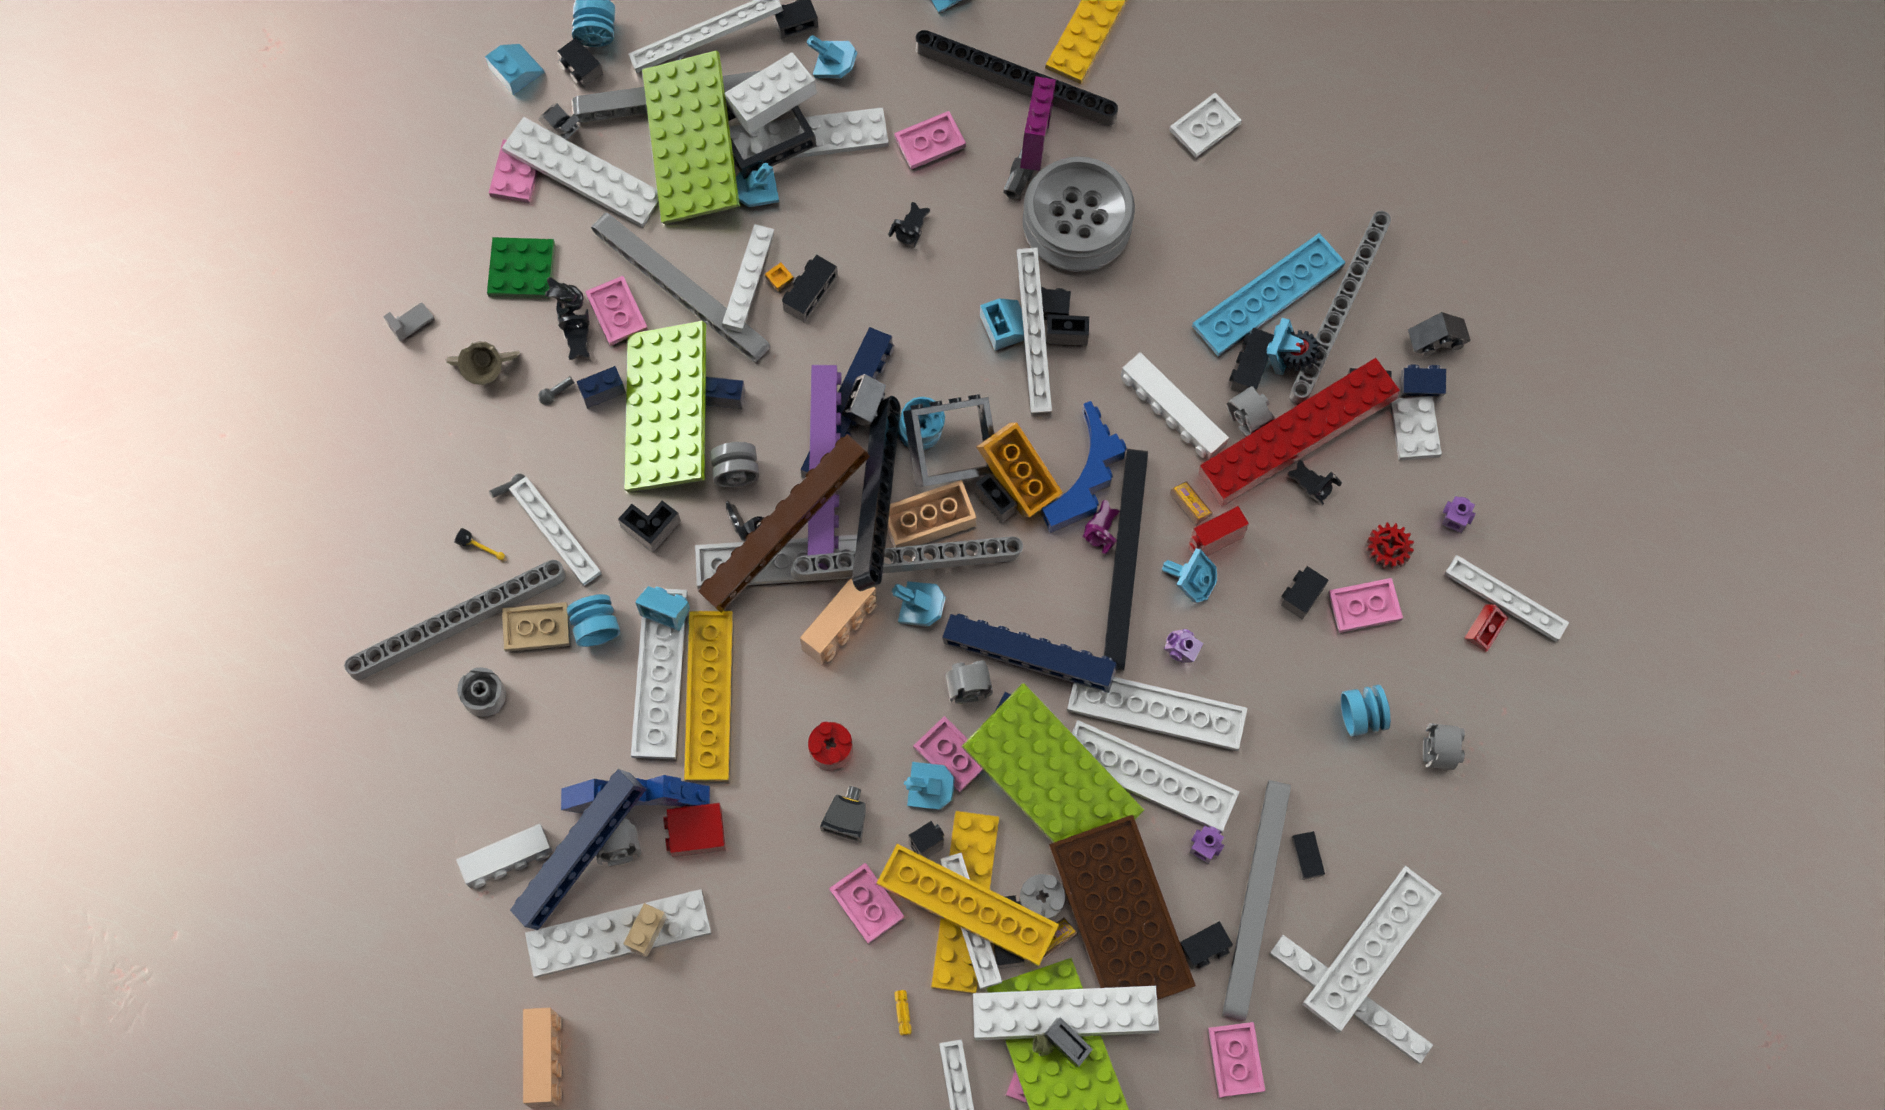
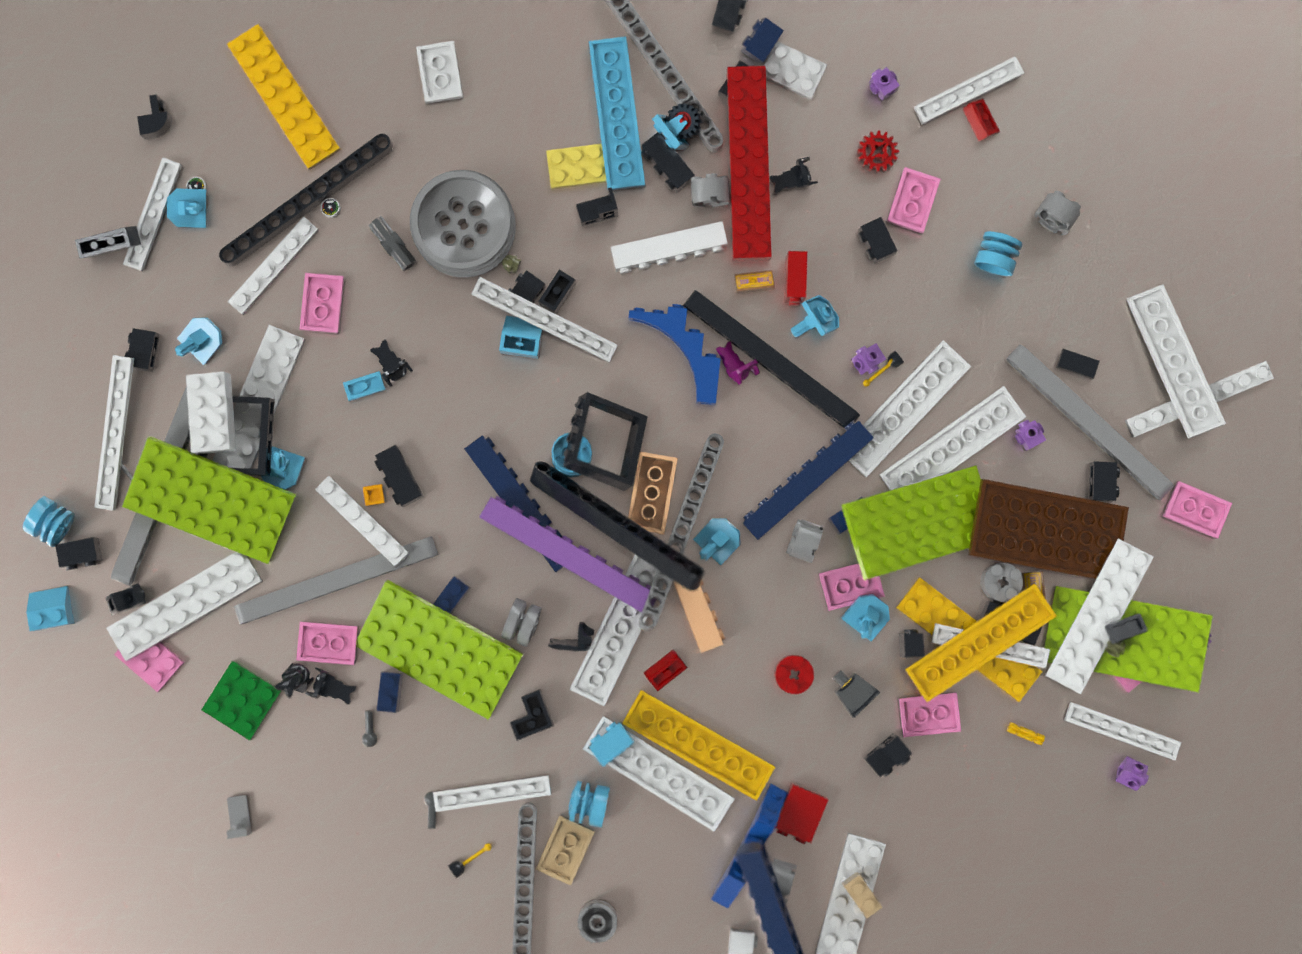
camera: 60 degrees left, 15 degrees up
(481, 362) = (313, 778): dark tan helmet -> none
(764, 626) = (665, 670): none -> red slope
(784, 523) = (599, 611): reddish brown brick -> none
(801, 881) = (887, 754): none -> black brick
(864, 400) = (528, 489): brick -> none
(874, 215) = (364, 386): none -> medium azure plate
(939, 84) = (273, 265): none -> white plate
(996, 497) = (666, 431): black brick -> none
(1019, 469) = (657, 401): light orange brick -> none
(1021, 102) = (330, 208): none -> tile
(1037, 123) = (369, 210): magenta arch -> none
(1069, 279) = (511, 263): none -> olive plate
(1168, 327) = (598, 209): none -> black panel
(1195, 285) = (576, 166): none -> light yellow plate
(1197, 673) = (894, 360): none -> hinge

